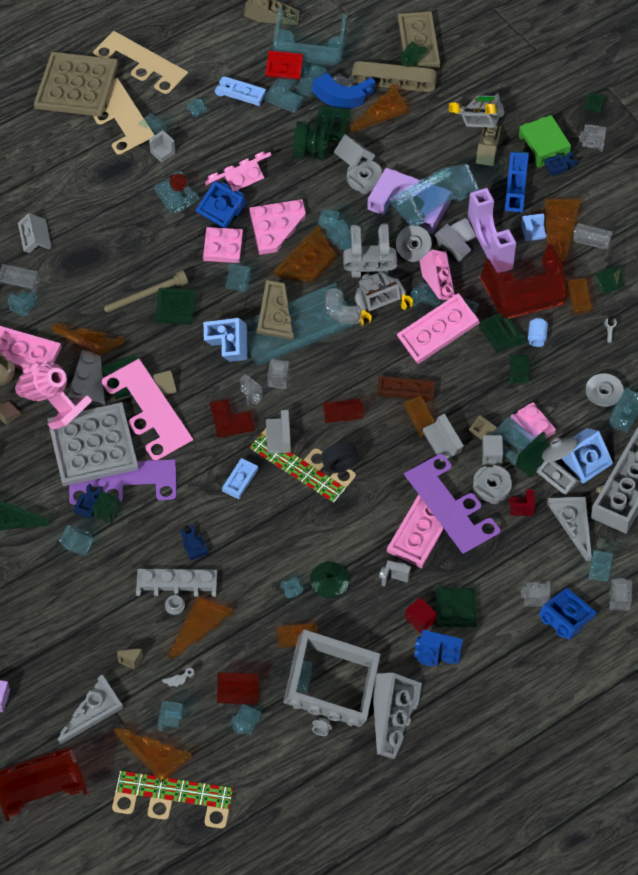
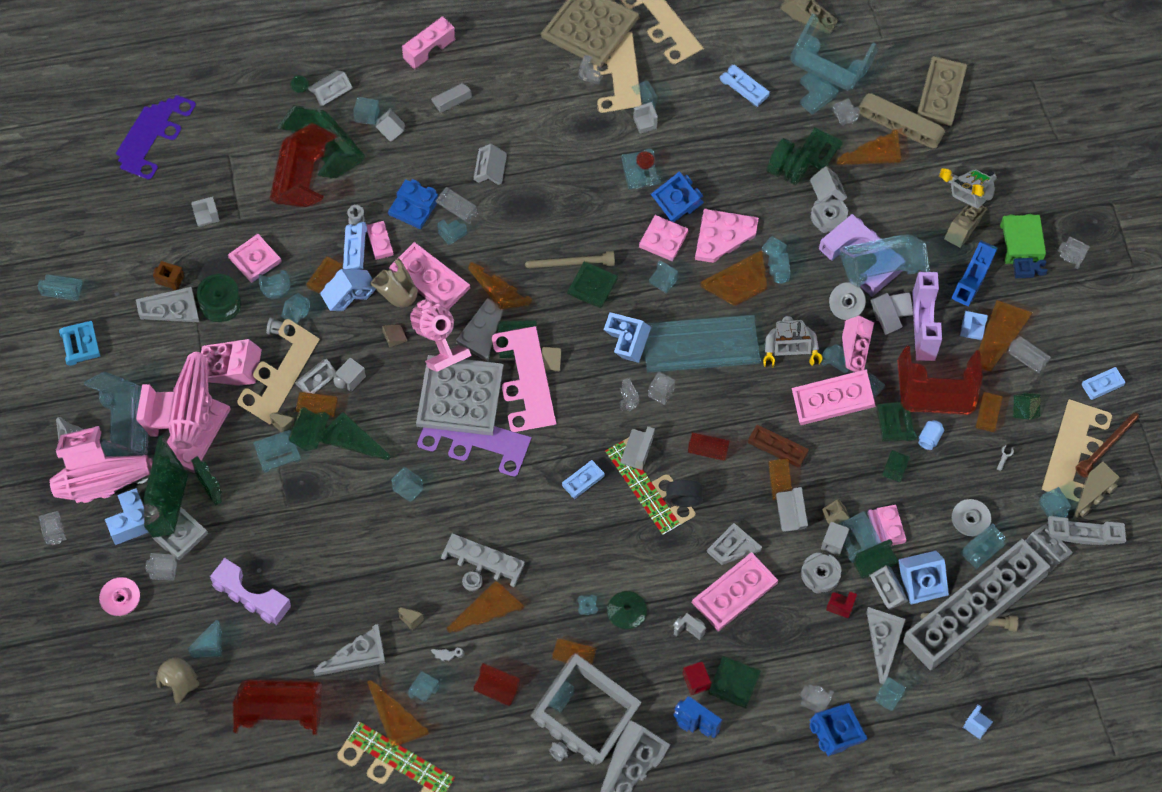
camera: 20 degrees right, 5 degrees up
(85, 502) = (432, 452): dark blue plate -> none
(91, 125) = (587, 71): none -> clear panel
(106, 507) = (447, 462): clear green brick -> none
(193, 544) = (514, 529): dark blue plate -> none
(196, 107) = (696, 83): clear light blue plate -> none
(229, 424) = (594, 420): clear red plate -> none
(243, 175) = (710, 174): bright pink bracket -> none
(245, 720) = (491, 717): clear light blue bracket -> none
(274, 312) = (682, 325): dark tan wing -> none
(281, 95) = (782, 102): clear light blue plate -> none
(284, 65) = (796, 74): red plate -> none
(339, 311) = (743, 344): clear cylinder -> none
(341, 96) = (841, 125): blue arch -> none
(369, 258) = (796, 303): light grey piece -> none
(398, 491) = (733, 545): none -> light grey wing
(410, 58) = (924, 108): clear green plate -> none
(449, 513) = (765, 583): medium lavender piece -> none
(559, 449) = (898, 563): light grey dish -> none
(594, 102) = (1091, 215): clear green tile -> none
(620, 594) = (897, 729): clear brick -> none

